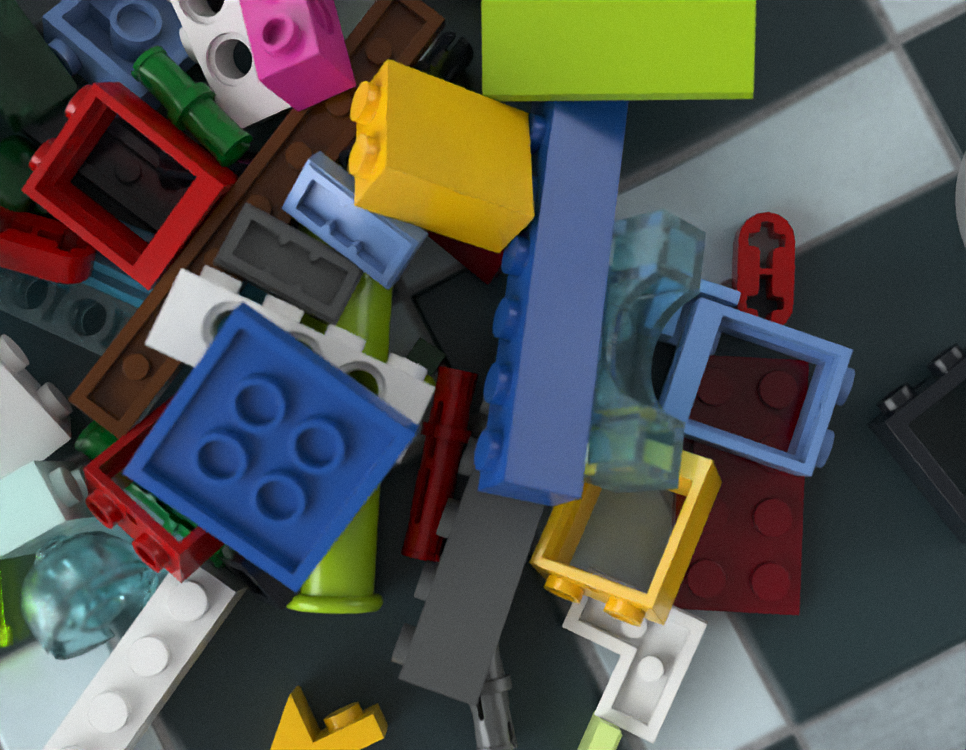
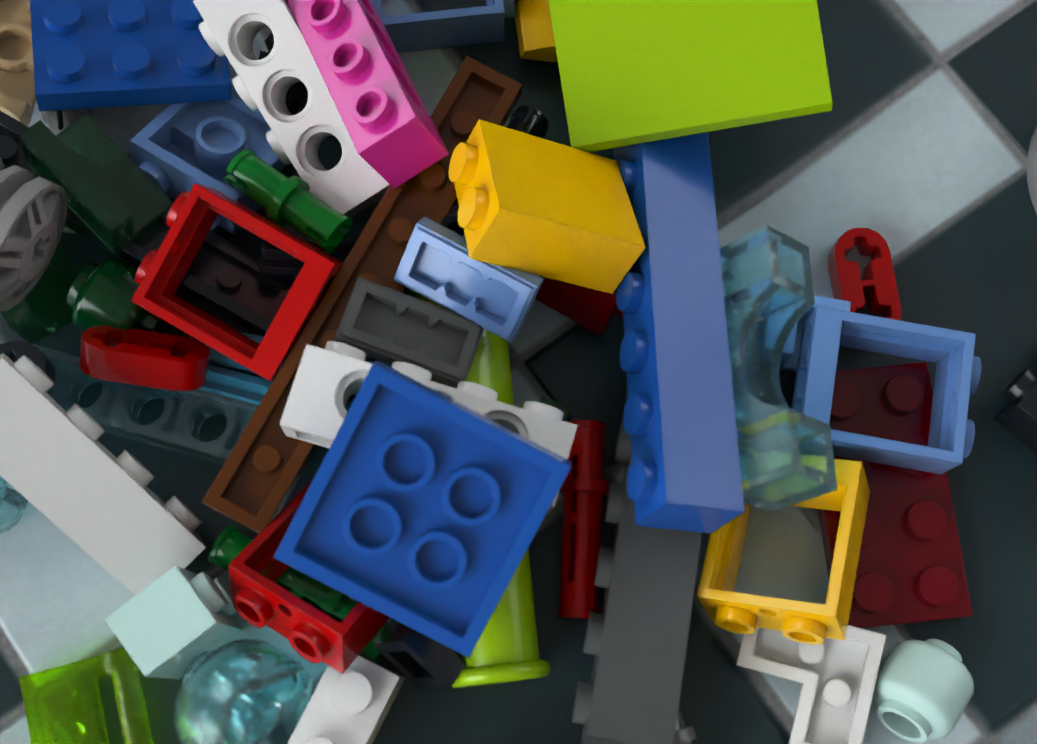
camera: 10 degrees left, 10 degrees down
(734, 677) = (922, 690): none -> light aqua head

